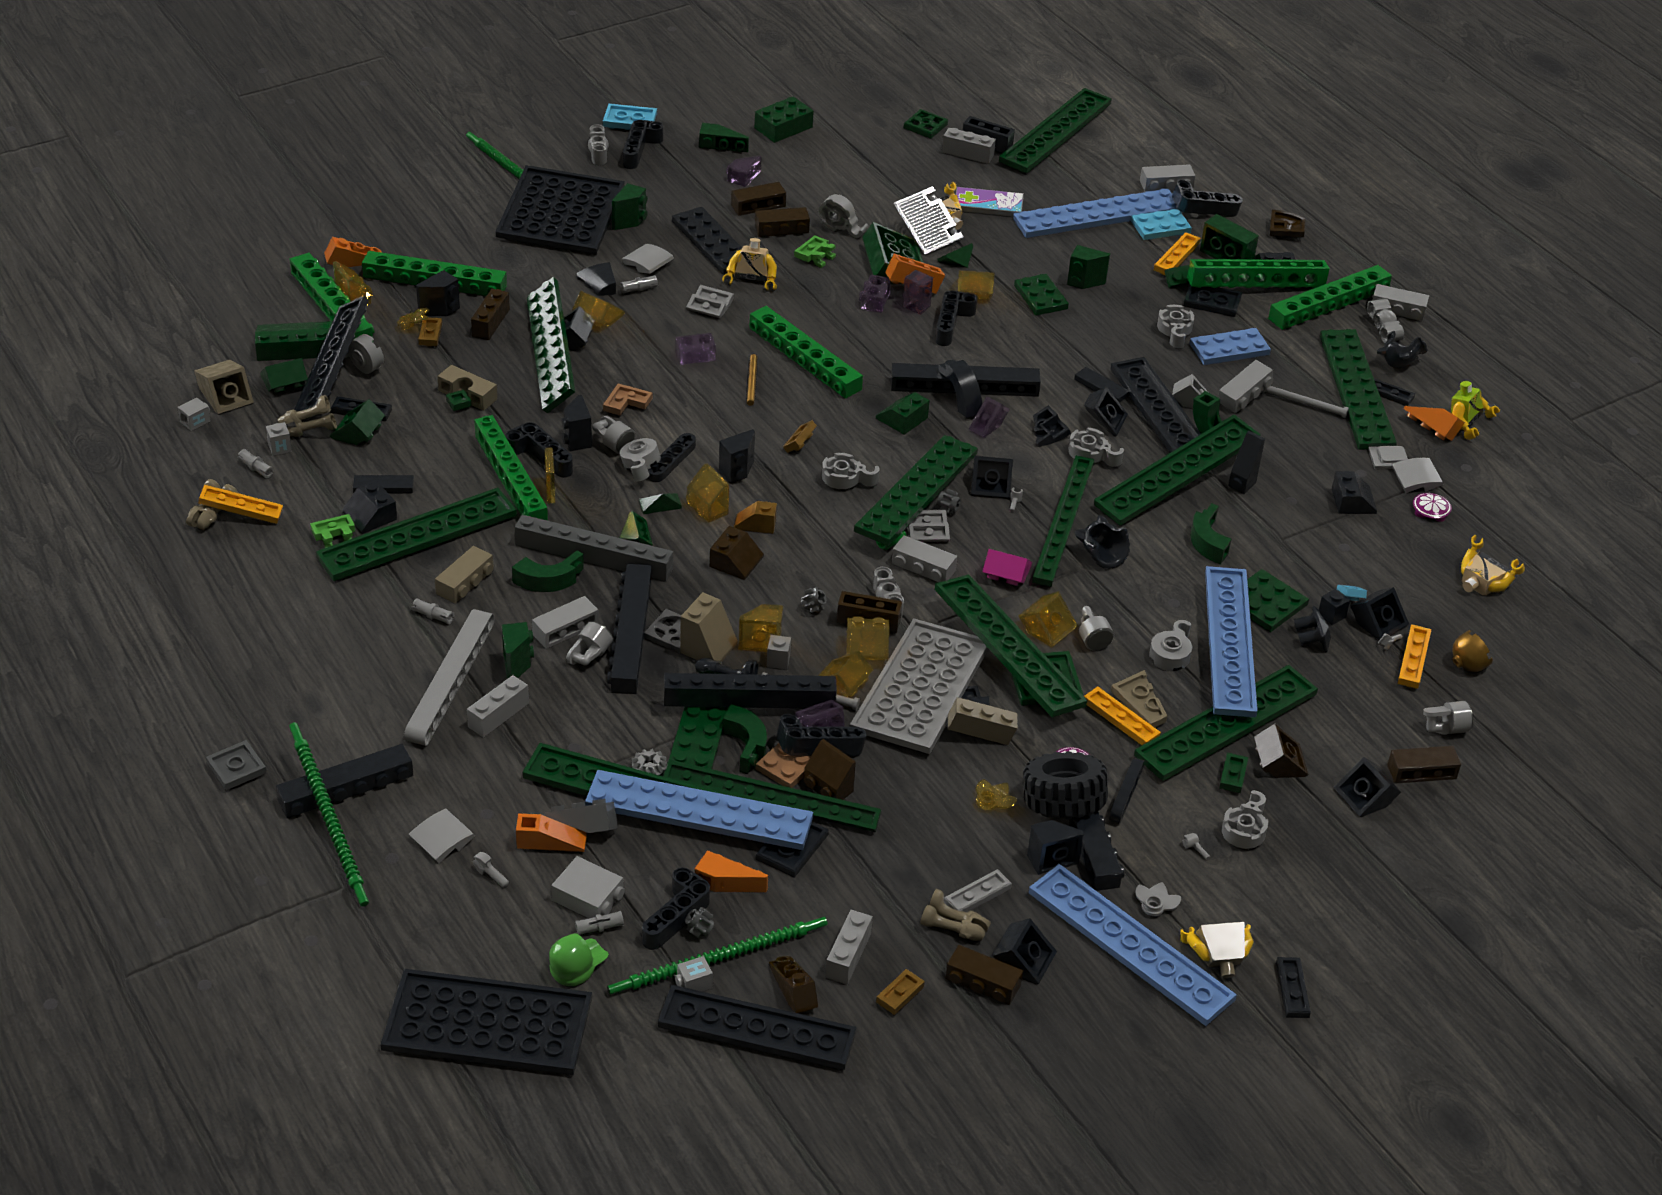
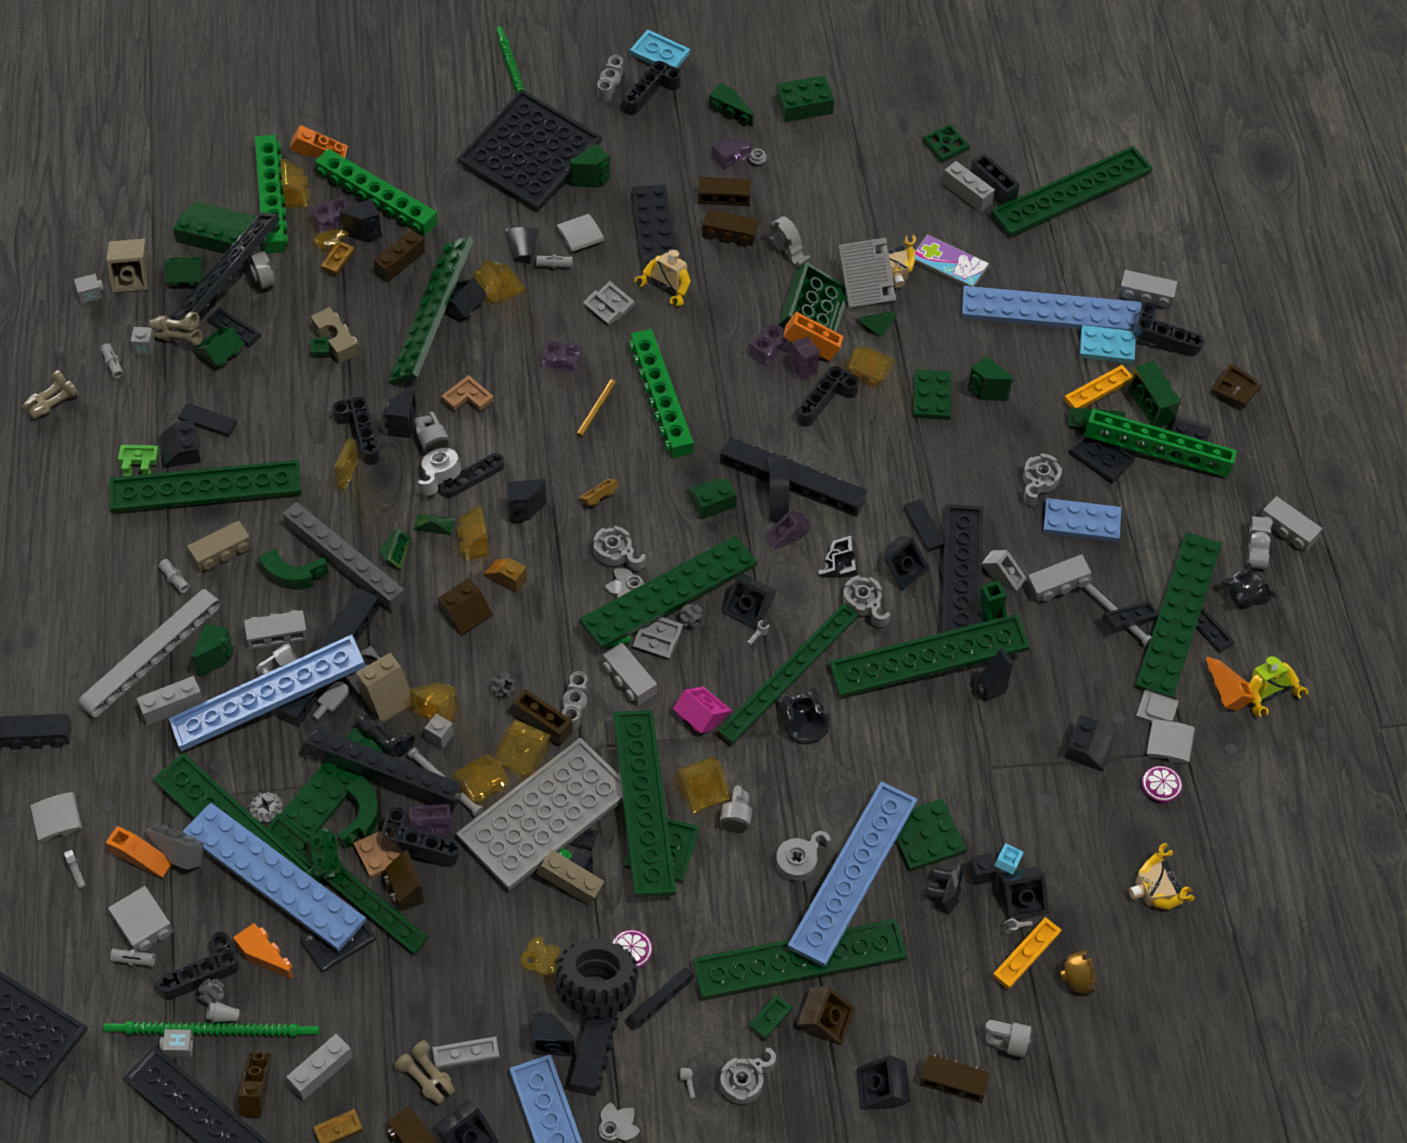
camera: 25 degrees right, 15 degrees up
(240, 504) = (73, 405): light orange plate -> none
(400, 300) = (327, 214): none -> clear purple brick
(509, 468) = (319, 446): green brick -> none
(574, 959) = (90, 989): bright green piece -> none
(594, 667) = (266, 692): none -> medium blue plate
(655, 661) = (331, 699): none -> light grey piece
(720, 936) = (221, 1013): none -> light grey cone
(746, 777) = (324, 855): none -> dark green brick
(769, 169) = (757, 157): none -> light grey plate
(815, 250) = (741, 268): bright green plate -> none
(868, 496) = (623, 582): none -> light grey plate
(1121, 716) = (705, 916): light orange plate -> none
(1139, 697) = (735, 902): dark tan wing -> none
(1205, 539) = (909, 751): dark green arch -> none
(1321, 397) = (1130, 615): none -> black tile
(1328, 297) = (1221, 493): green brick -> none

